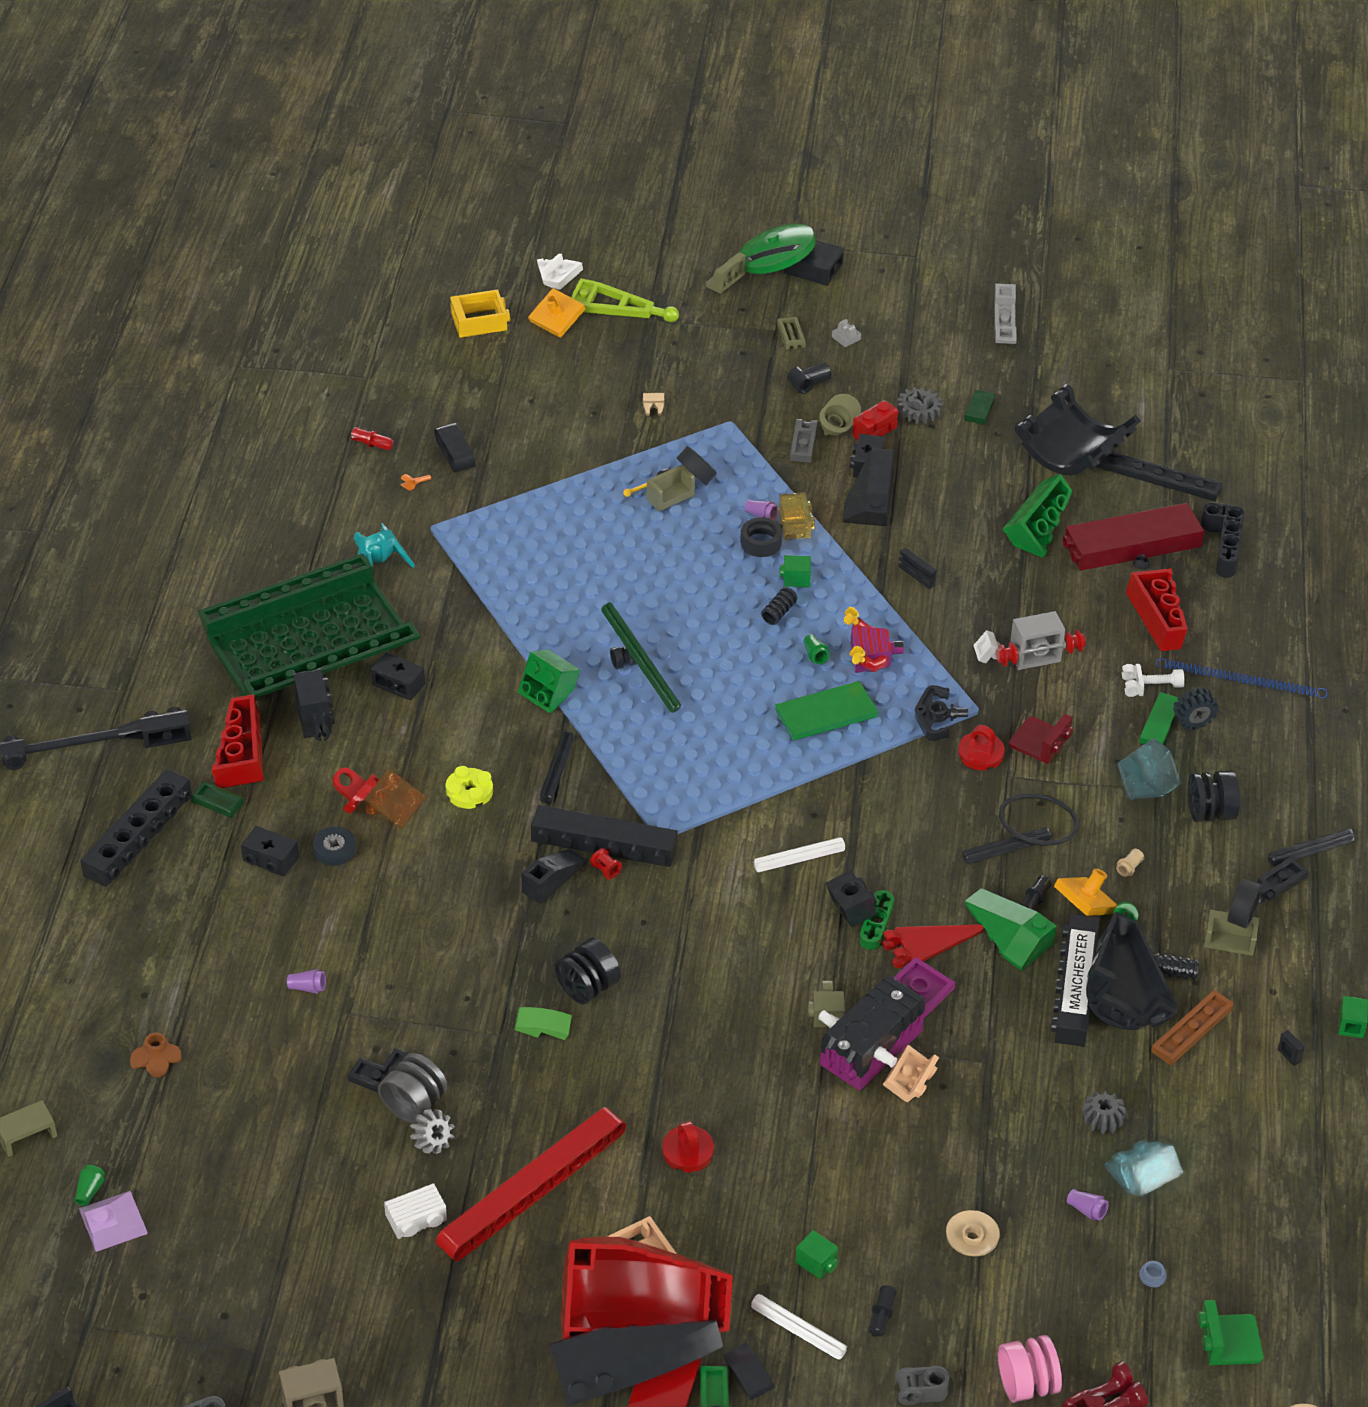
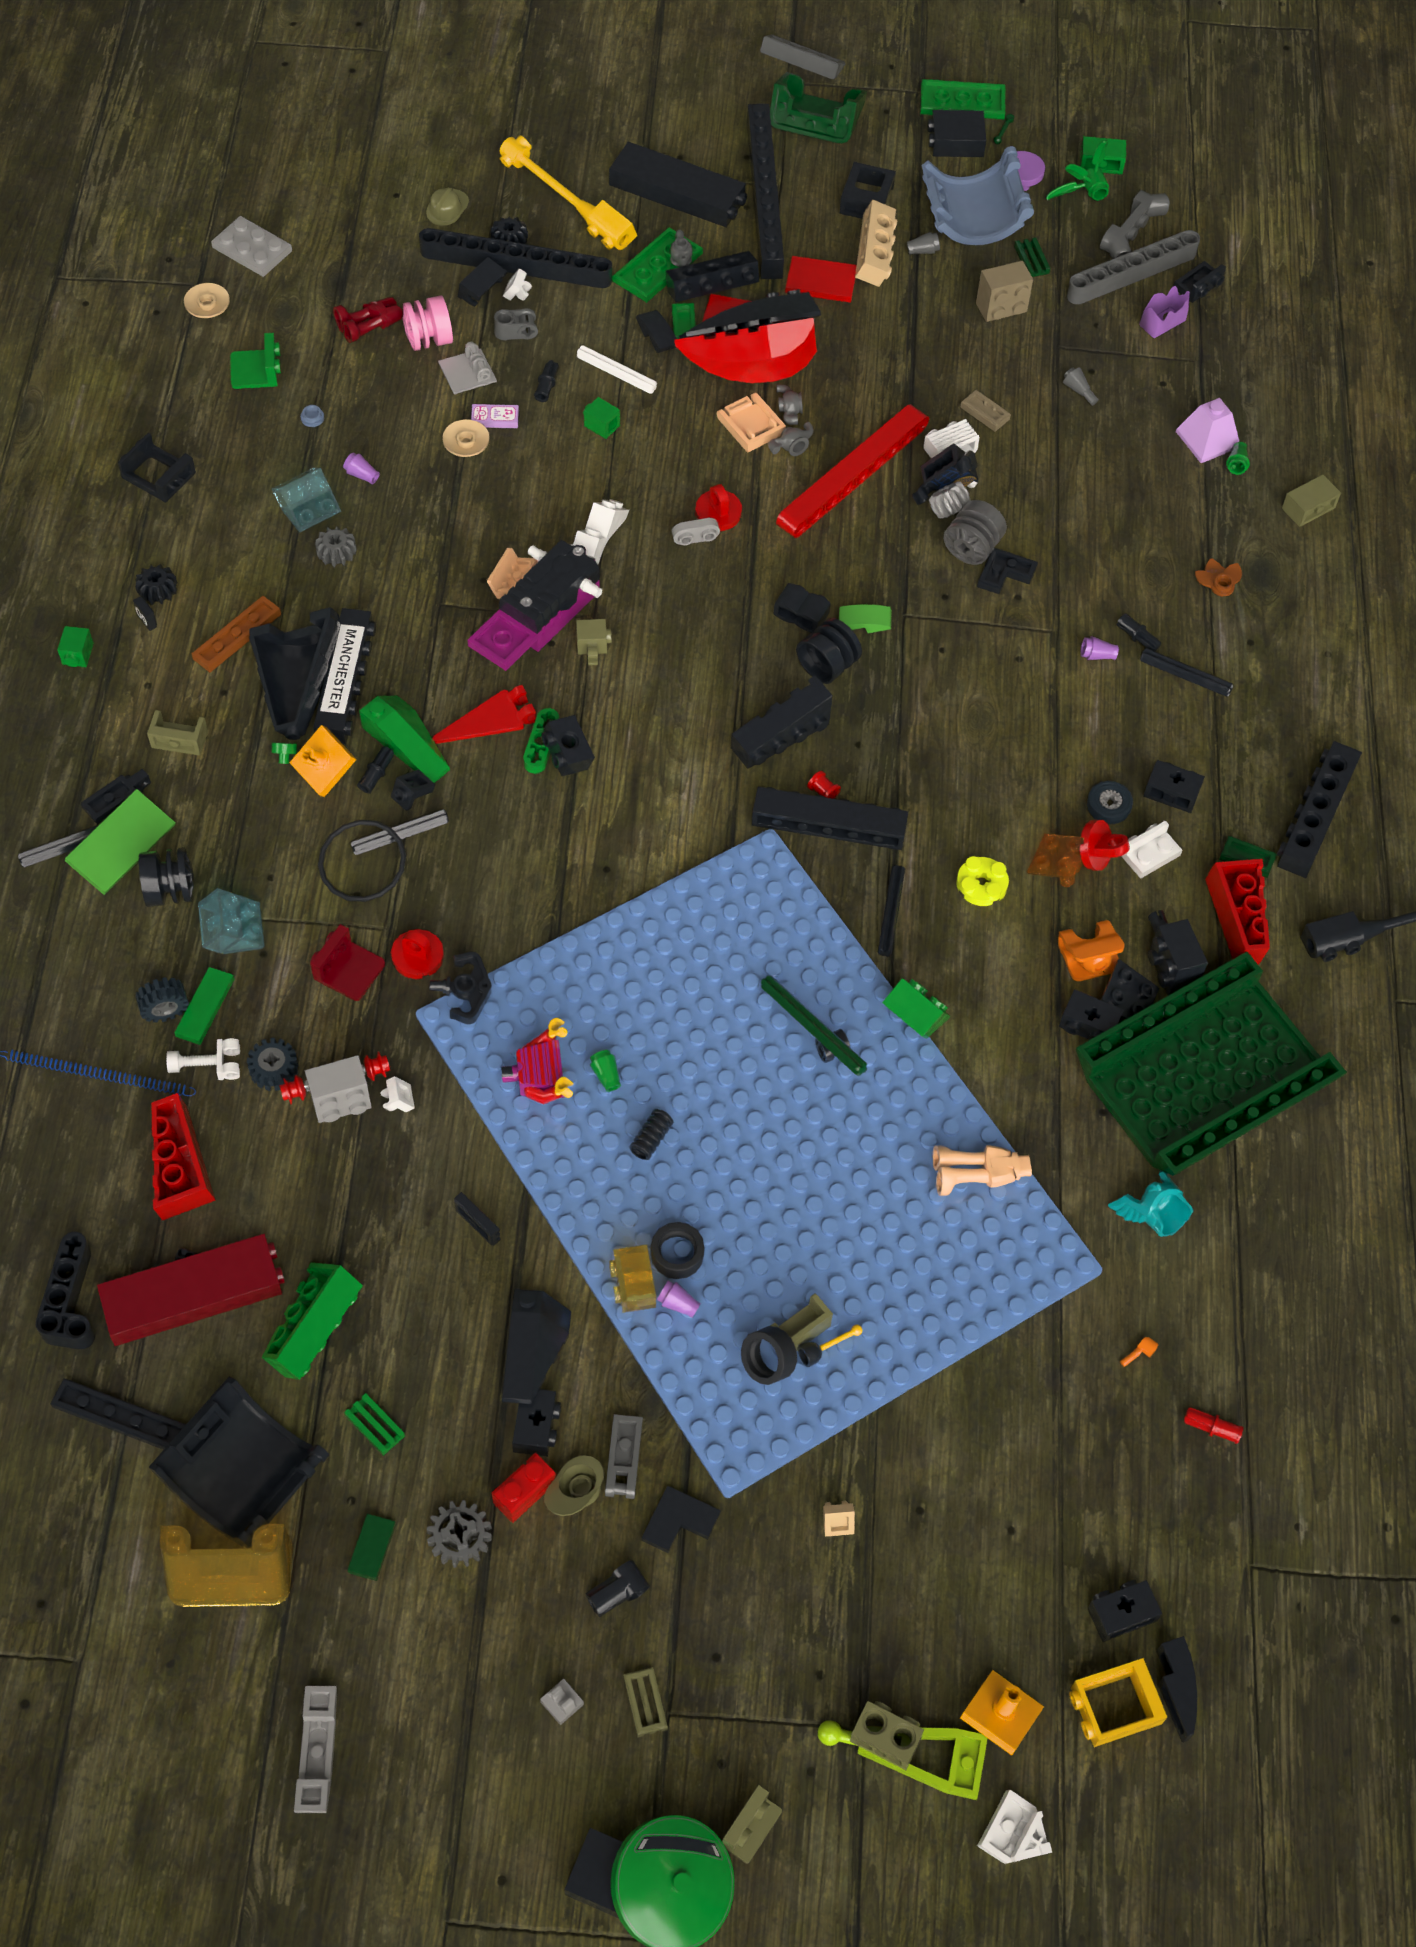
camera: 175 degrees right, 15 degrees up
(125, 1371) = (1175, 304): none -> medium lavender piece
(222, 960) = (1186, 672): none -> black axle
(249, 1289) = (1076, 381): none -> dark grey cone
(260, 998) = (1138, 632): none -> black axle
(306, 804) = (1151, 850): none -> white bracket
(363, 694) = (1129, 990): none -> black hinge
(366, 1254) = (985, 410): none -> dark tan plate
(384, 716) = (1093, 956): none -> orange piece
(426, 1153) = (945, 468): none -> black torso
(436, 320) = (1179, 1685): none -> black slope
(454, 447) = (1099, 1410): black beam -> none
(463, 352) = (1114, 1622): none -> black brick
(506, 574) = (997, 1163): none -> light nougat piece
(550, 873) = (878, 768): black slope -> none
(598, 1220) = (792, 440): none -> dark grey piece
(608, 1031) = (801, 607): none -> black brick
(635, 297) = (882, 1742): none -> olive brick
(639, 912) = (784, 724): none -> black wedge
(715, 1116) = (695, 531): none -> light grey plate
(765, 415) = (679, 1511): none -> black tile
(795, 571) = (632, 1190): green brick -> none
(799, 854) = (621, 812): white axle -> none
(818, 1116) = (601, 525): none -> white arch
(826, 710) = (593, 987): green tile -> none
(941, 1271) = (496, 415): none -> tile
(975, 1329) = (467, 370): none -> light grey hinge
(987, 465) = (359, 1407): none -> green tile
(998, 876) = (411, 787): none -> black bracket
(1089, 382) = (227, 1575): none -> clear yellow windscreen
(1094, 673) = (282, 1065): none -> black wheel
(1127, 865) = (269, 813): tan pin -> none
(1177, 966) = (241, 695): black piece -> none
(1244, 903) = (161, 718): black tyre -> none
(1263, 839) = (118, 841): none -> bright green tile
(1286, 1078) = (156, 584): none -> black gear
(1298, 1200) = (170, 482): none -> black window

